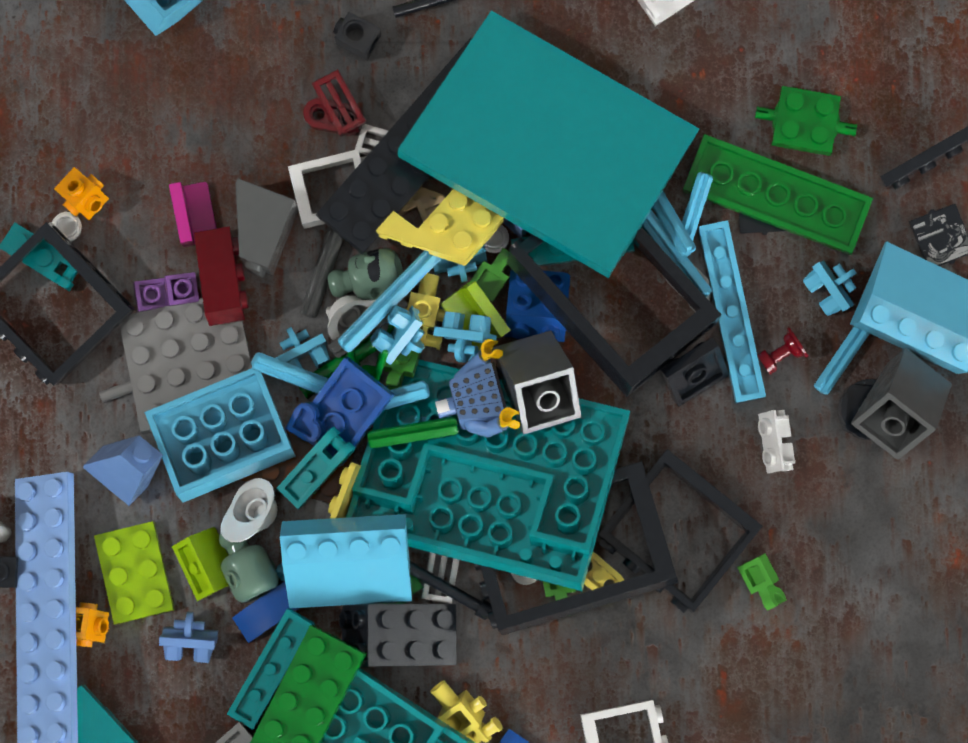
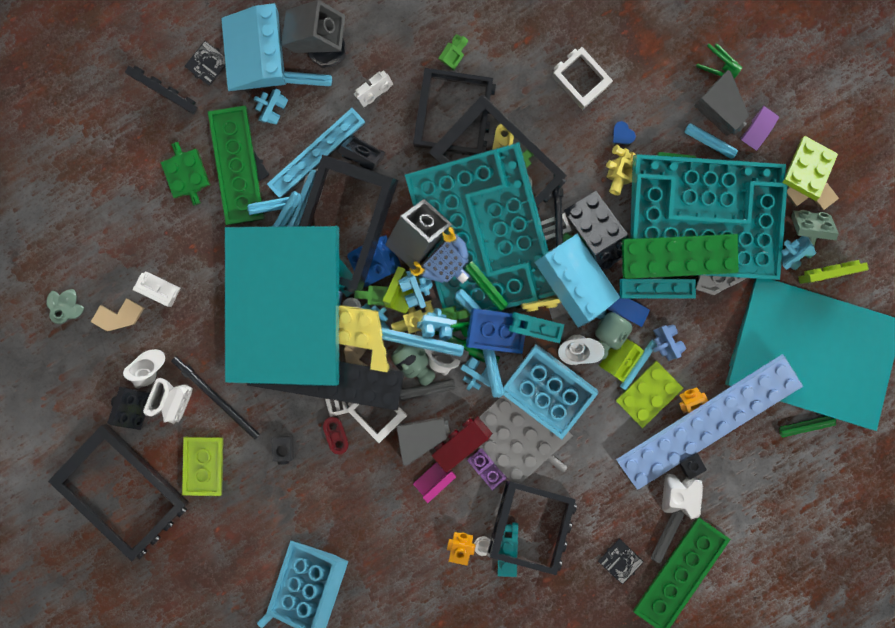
camera: 125 degrees left, 5 degrees up
(125, 467) = (596, 433): medium blue slope -> none
(181, 580) = (647, 352): none -> medium azure bar
(306, 422) = (515, 348): blue tile -> none
(351, 125) = (335, 422): dark red tile -> none
(791, 346) = (316, 109): dark red piece -> none

